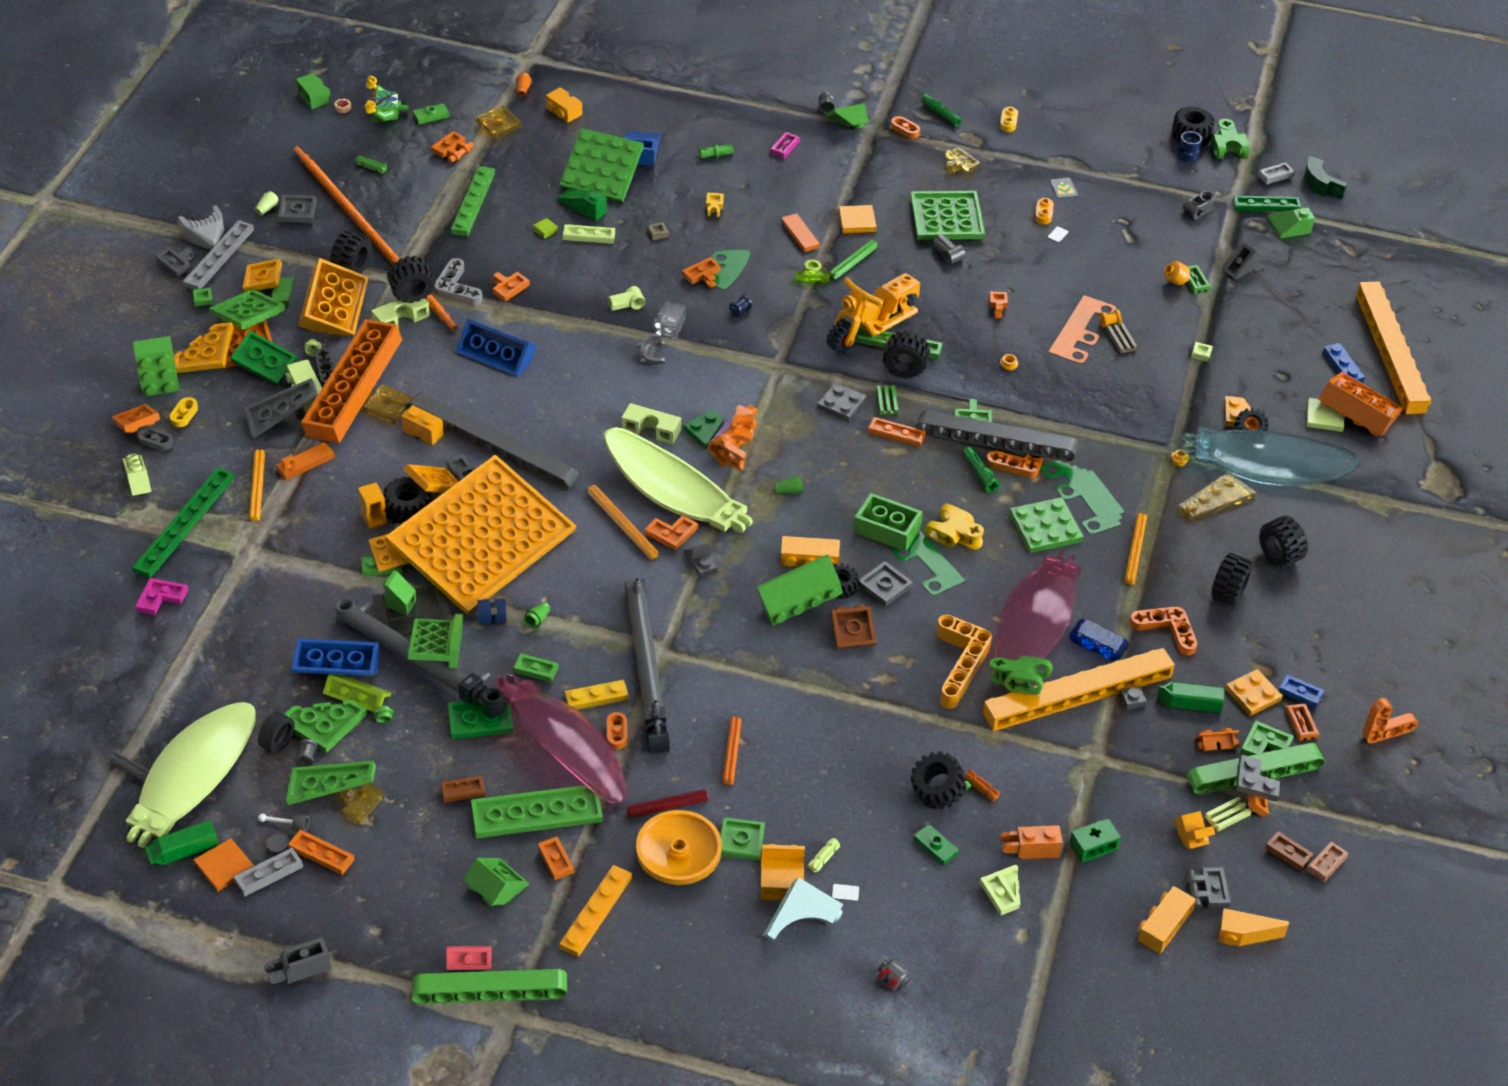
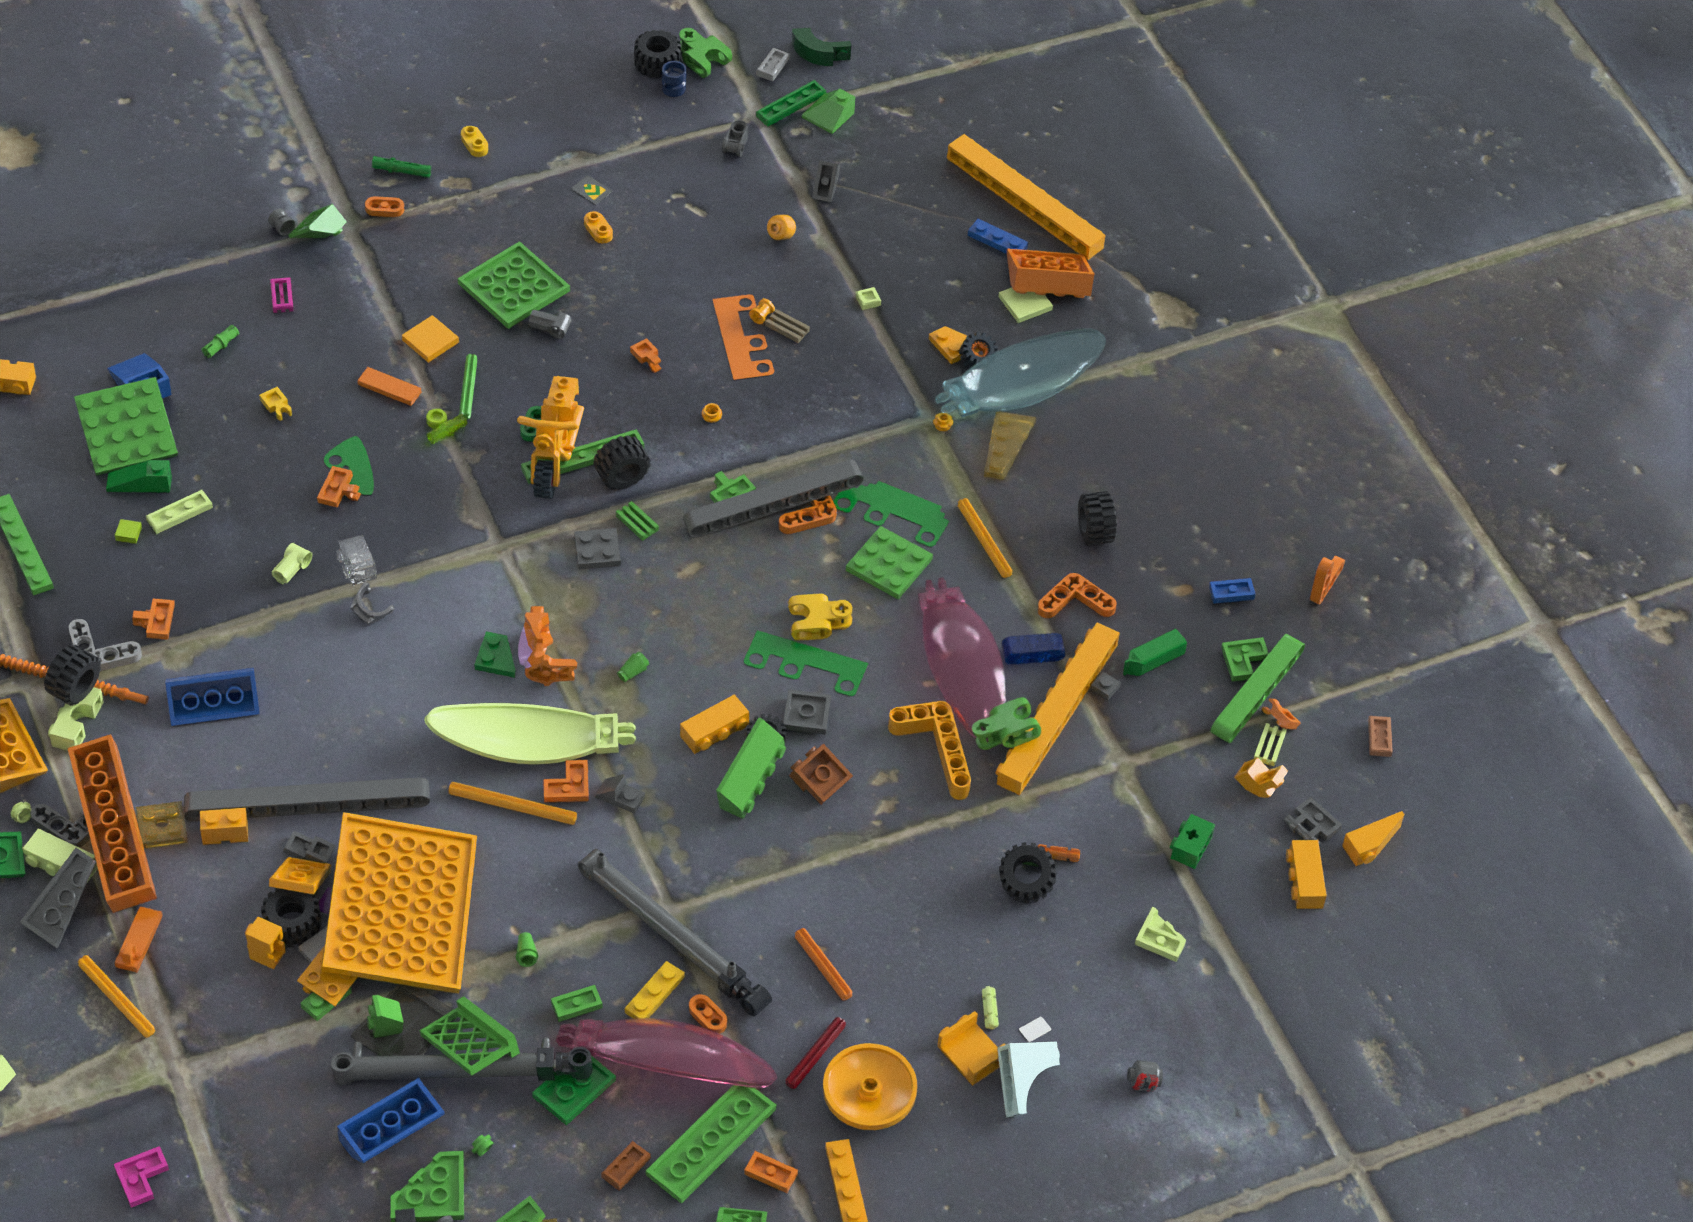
camera: 40 degrees left, 5 degrees up
(183, 523) = (84, 1085): green plate -> none
(347, 688) = (435, 1139): lime panel -> none
(484, 611) = (486, 972): dark blue wheel -> none
(638, 418) = (460, 676): yellowish green arch -> none
(658, 231) = (246, 467): dark tan tile -> none
(740, 305) = (410, 499): dark blue bush -> none
(742, 838) = (909, 1039): bright green tile -> none
(888, 522) = (758, 648): bright green brick -> none
(896, 432) = (675, 549): orange tile -> none
(936, 844) = (1070, 933): green plate -> none
(961, 160) = (473, 215): clear yellow hinge -> none
(984, 474) = (793, 545): green pin -> none
(1033, 842) = (1149, 875): orange hinge -> none
(1058, 234) = (631, 245): white sticker -> none
(1194, 283) = (802, 229): bright green tile -> none
(1209, 740) = (1200, 686): orange hinge -> none
(1252, 783) = (1272, 703): plate -> none
(1253, 692) = (1195, 616): light orange plate -> none
(1283, 541) = (1107, 454): black tyre -> none
(1289, 851) = (1344, 746): dark orange plate -> none
(1290, 710) = (1252, 621): orange tile -> none

